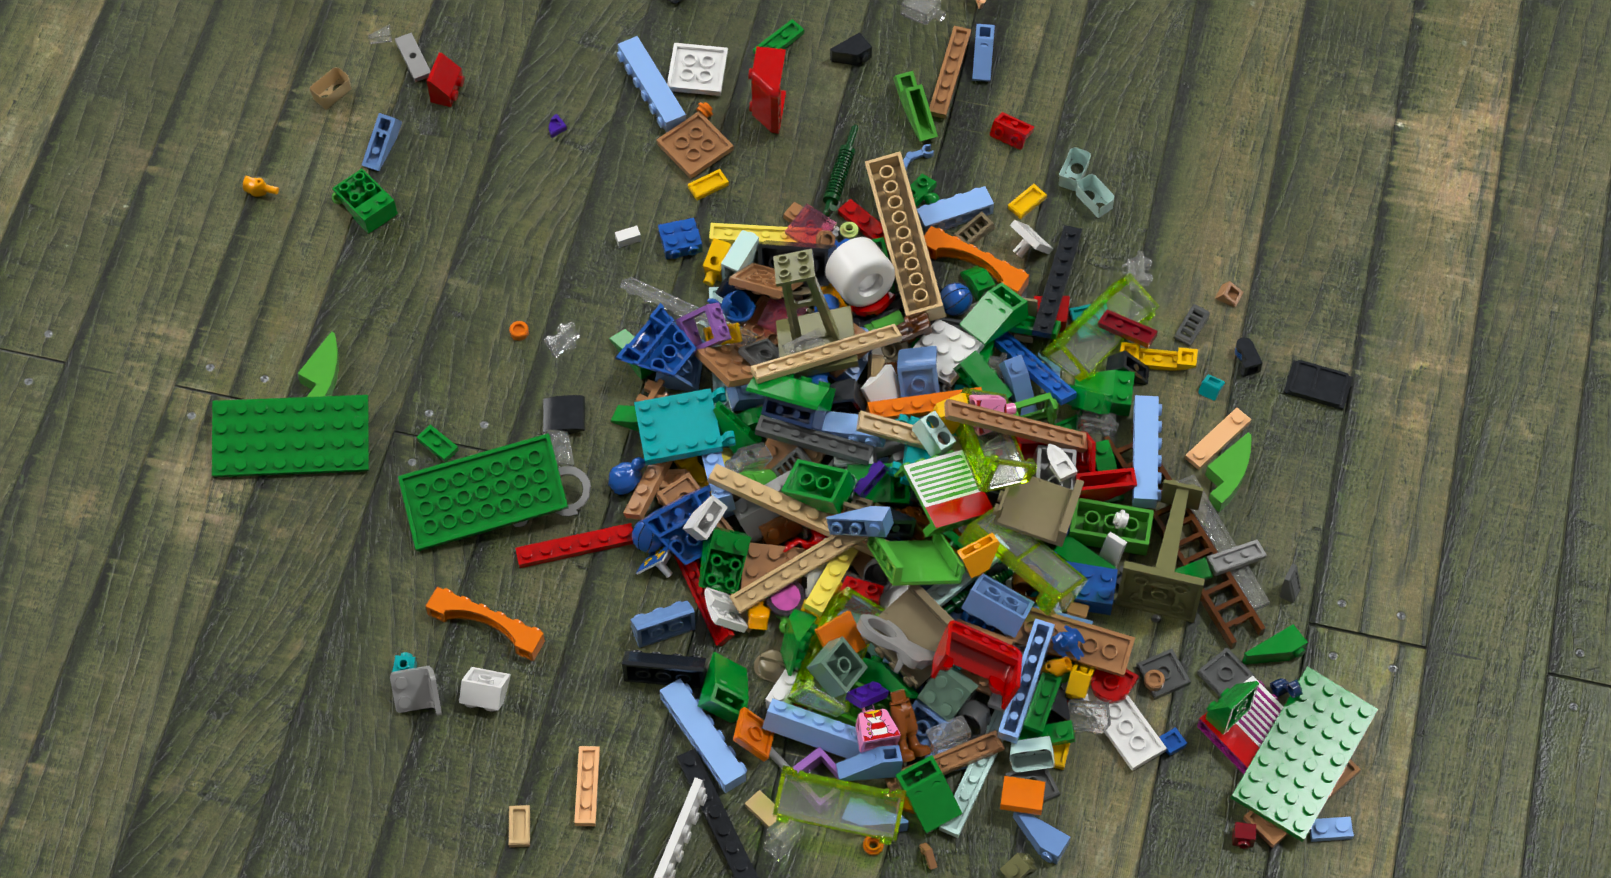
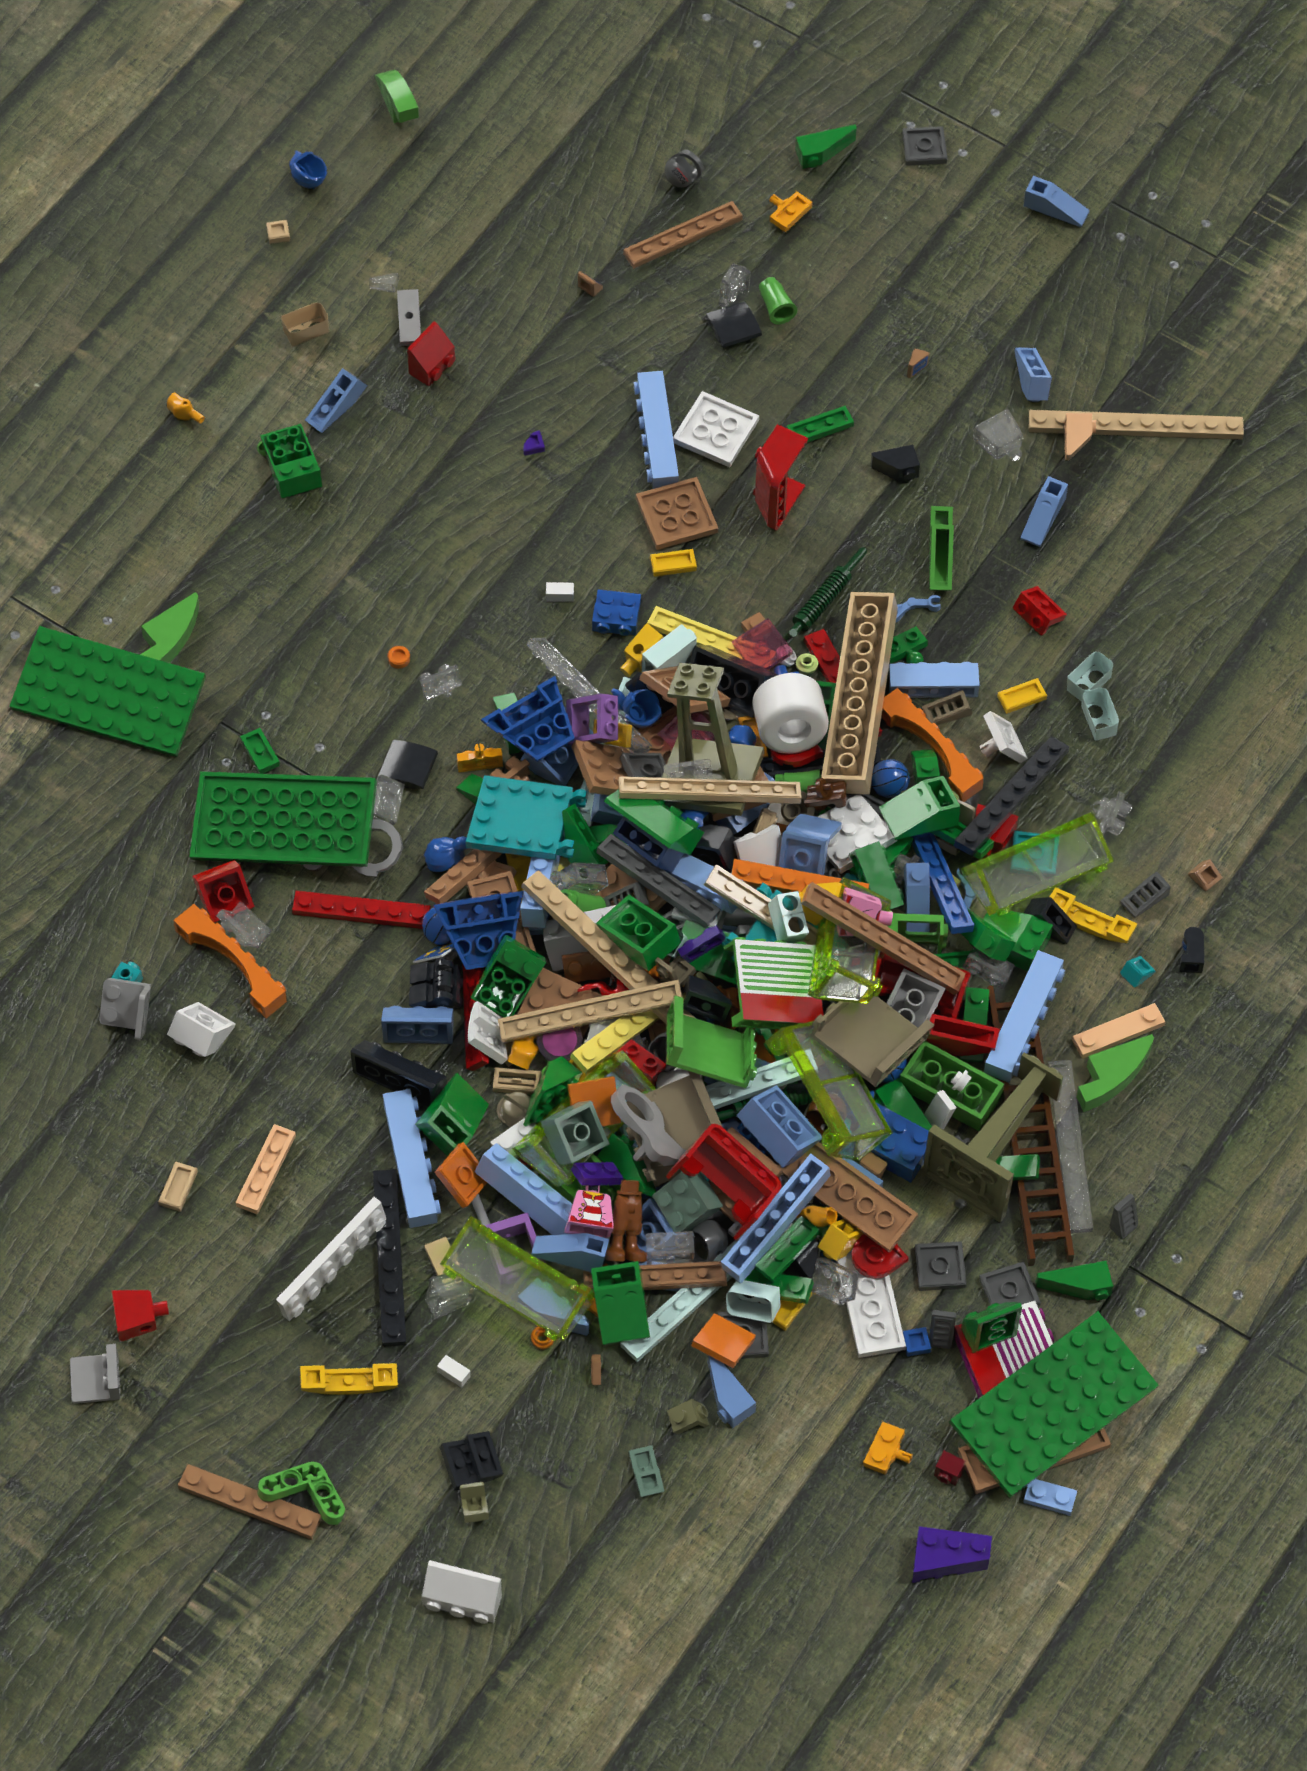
camera: 20 degrees right, 0 degrees up
(276, 22) = (278, 231): none -> tan tile
(455, 567) = (222, 888): none -> red slope
(485, 589) = (245, 925): none -> clear bracket
(623, 390) = (479, 759): none -> light orange plate
(664, 586) = (435, 984): none -> black hips
(705, 109) = (704, 477): orange plate -> none
(705, 518) = (502, 925): white slope -> none
(758, 650) = (512, 1085): none -> tan tile
(825, 237) = (772, 663): medium nougat tile -> none
(867, 521) = (668, 986): medium blue slope -> none
(949, 72) = (998, 521): medium nougat plate -> none
(979, 555) = (777, 1064): light orange slope -> none
(1060, 463) = (918, 996): white plate -> none
(1068, 642) = (839, 1192): blue piece -> none
(1127, 328) = (1066, 874): dark red plate -> none
(1154, 680) = (925, 1268): medium nougat tile -> none
(1186, 837) = (886, 1449): none -> light orange plate
(1190, 723) = (942, 1329): none -> dark grey slope
(1236, 557) = (1075, 1167): light grey tile -> none
(1282, 686) = (1065, 1325): dark blue bar -> none
(1318, 384) = (1261, 1008): black piece -> none

